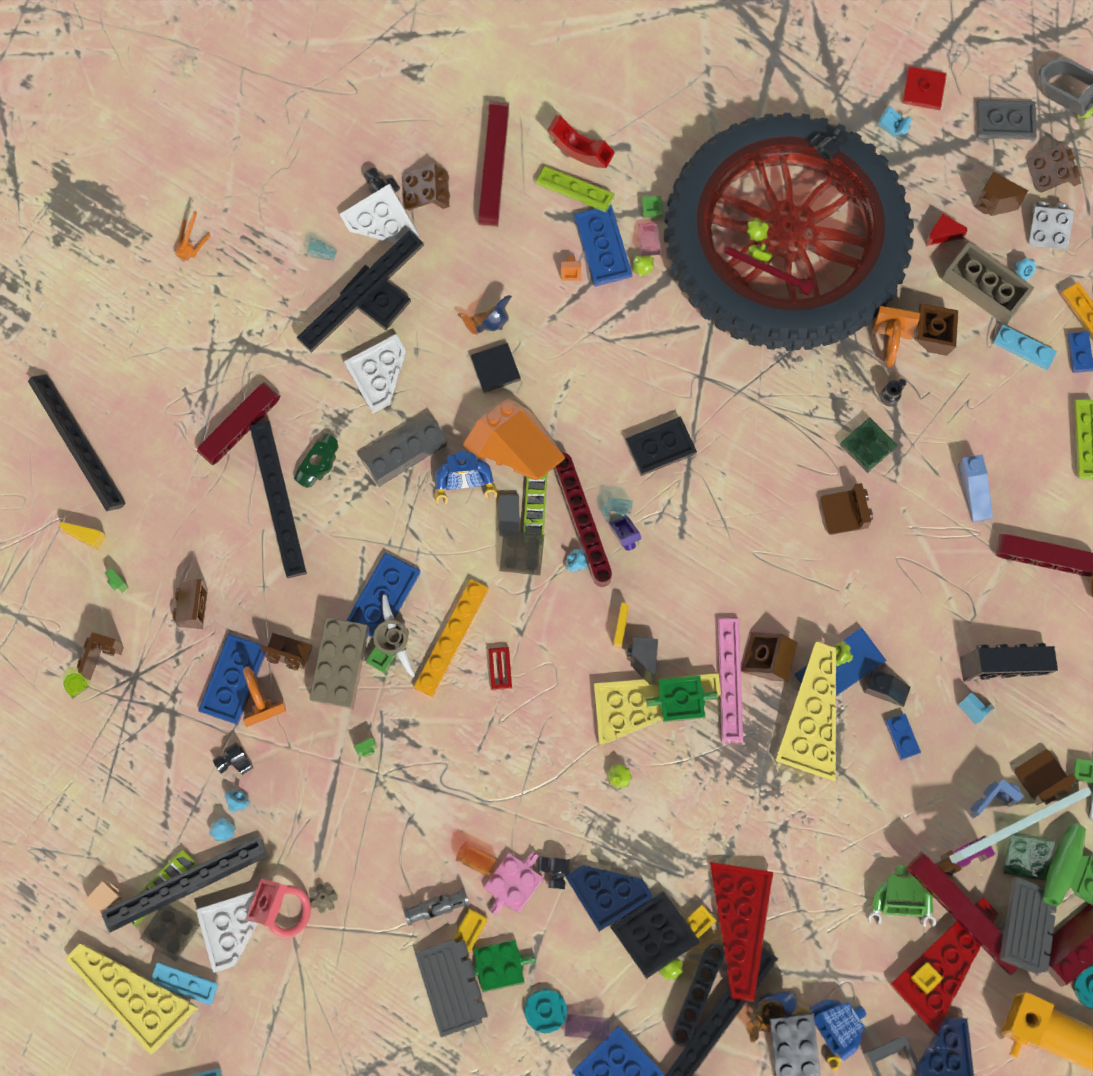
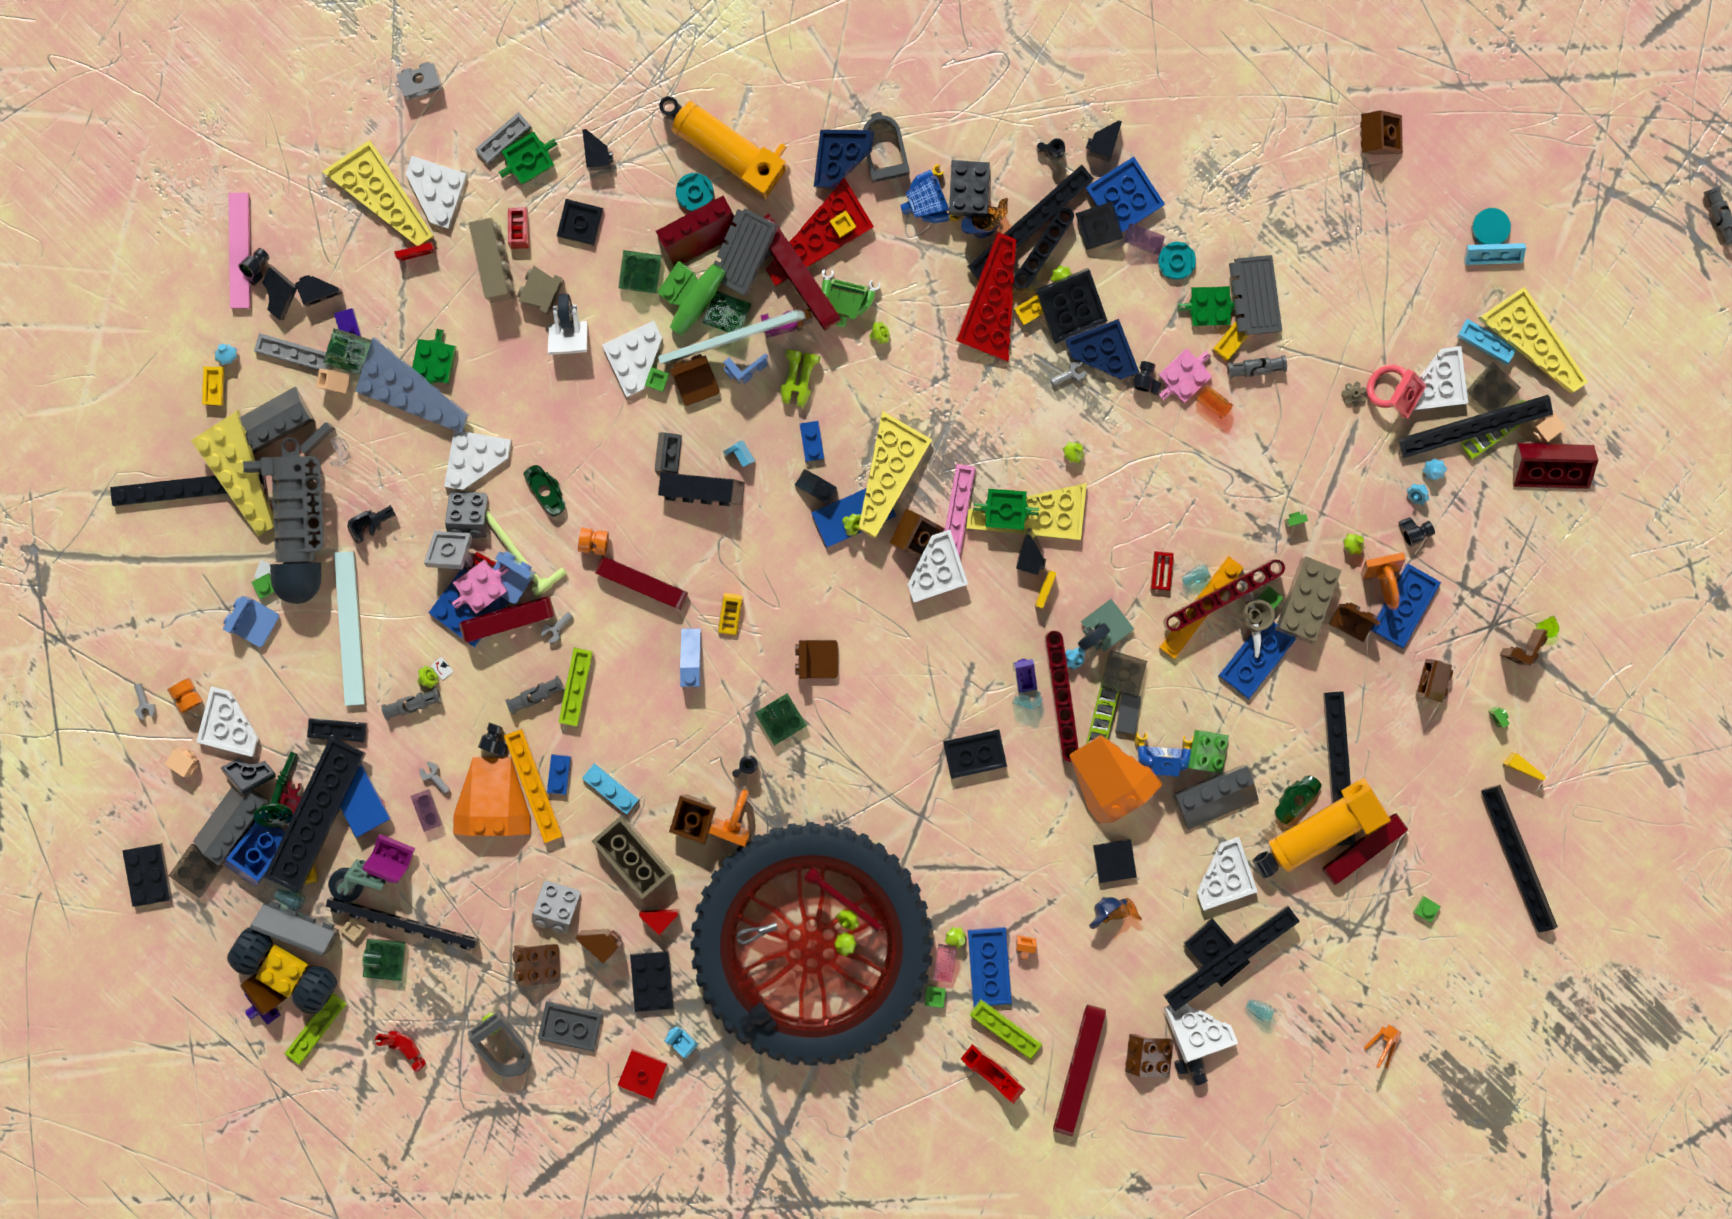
camera: 175 degrees left, 15 degrees up
(91, 859) = (1554, 465): none -> dark red slope
(165, 377) = (1427, 909): none -> bright green plate
(253, 454) = (1323, 830): none -> light orange piece
(298, 733) = (1354, 544): none -> lime piece
(419, 490) = (1208, 751): none -> bright green plate
(427, 660) = (1233, 594): none -> dark red beam
(461, 670) = (1196, 575): none -> clear light blue cone
(551, 596) = (1104, 627): none -> sand green plate
(638, 862) = (1069, 374): none -> light grey bar
(640, 1033) = (1099, 225): none -> black tile
(740, 624) = (937, 569): none -> white plate
(843, 229) = (762, 930): none -> dark grey piece
(856, 866) = (880, 333): none -> lime piece
(936, 174) = (651, 981): none -> black plate
(940, 789) = (794, 360): none -> lime piece
(946, 555) = (734, 598): none -> yellow slope
(1025, 268) = (592, 866): medium azure piece -> none
(1052, 696) = (668, 452): none -> dark grey slope

